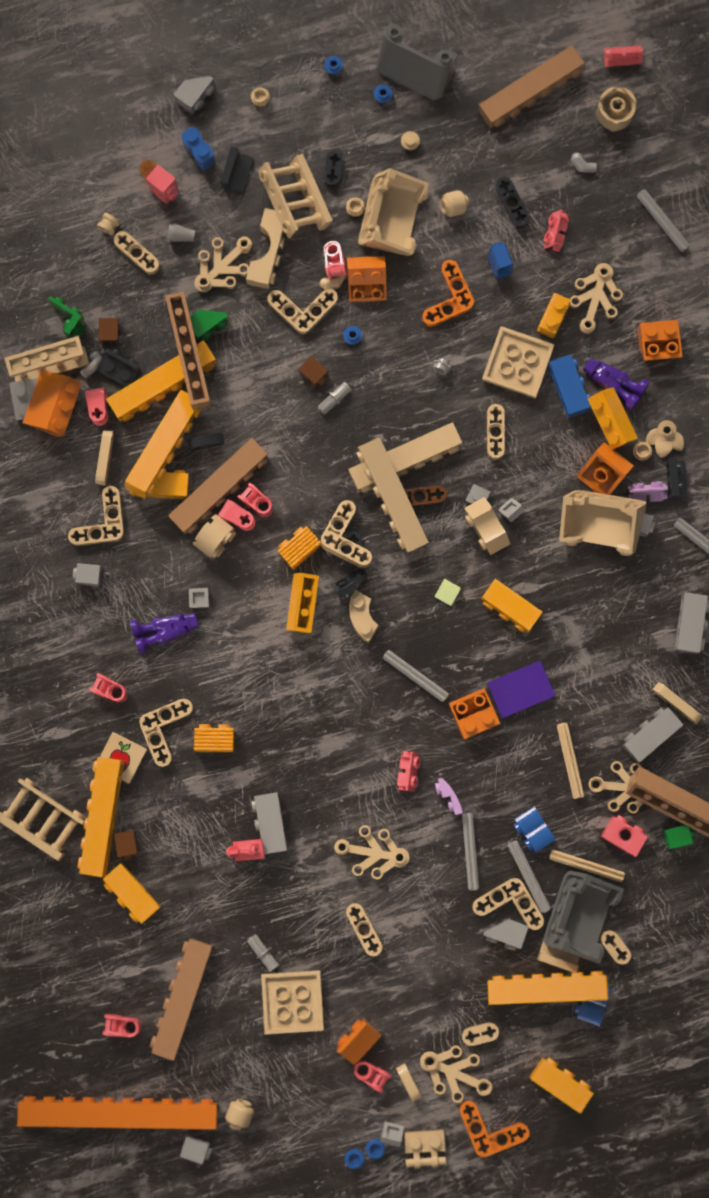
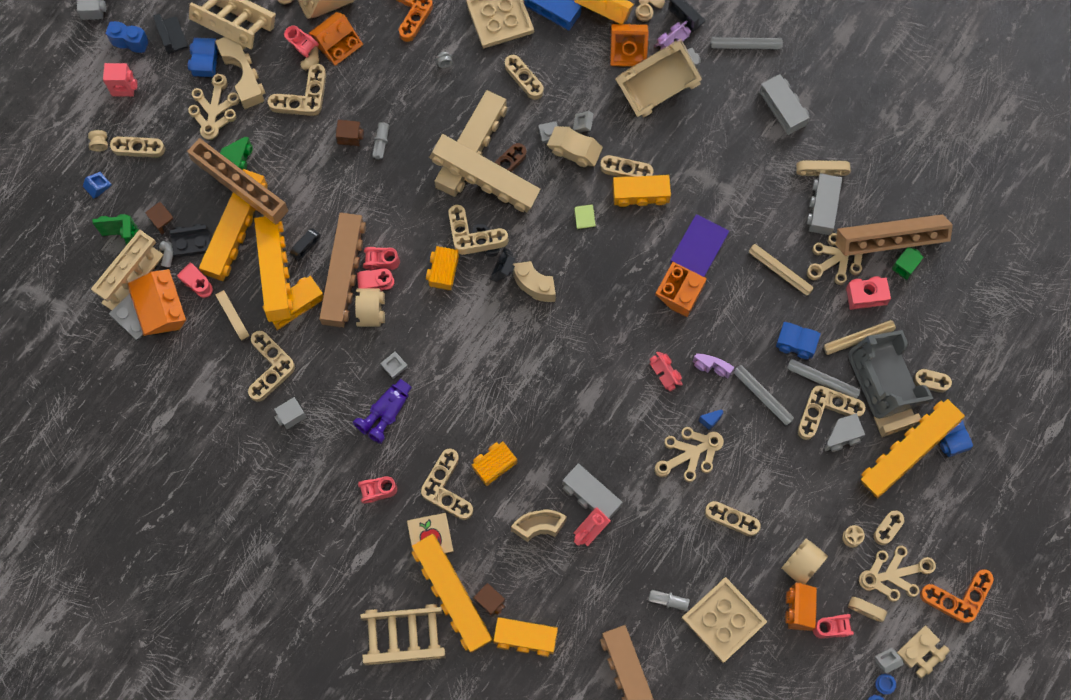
camera: 40 degrees left, 10 degrees down
(81, 261) = (96, 184): none -> blue slope
(147, 167) = (96, 80): clear orange plate -> none
(179, 233) = (161, 108): light grey cone -> none
(210, 814) = (538, 523): none -> tan brick
(246, 213) = (203, 58): none -> blue brick
(302, 603) = (479, 306): light orange brick -> none
(352, 341) = (360, 90): blue plate -> none
(389, 1010) = (804, 562): none -> tan brick
(410, 838) = (710, 419): none -> blue slope
(415, 675) = (611, 296): light grey axle -> none
(446, 1021) = (855, 533): none -> tan wheel
(502, 569) = (619, 173): none -> tan beam
(562, 1084) = (983, 515): light orange brick -> none

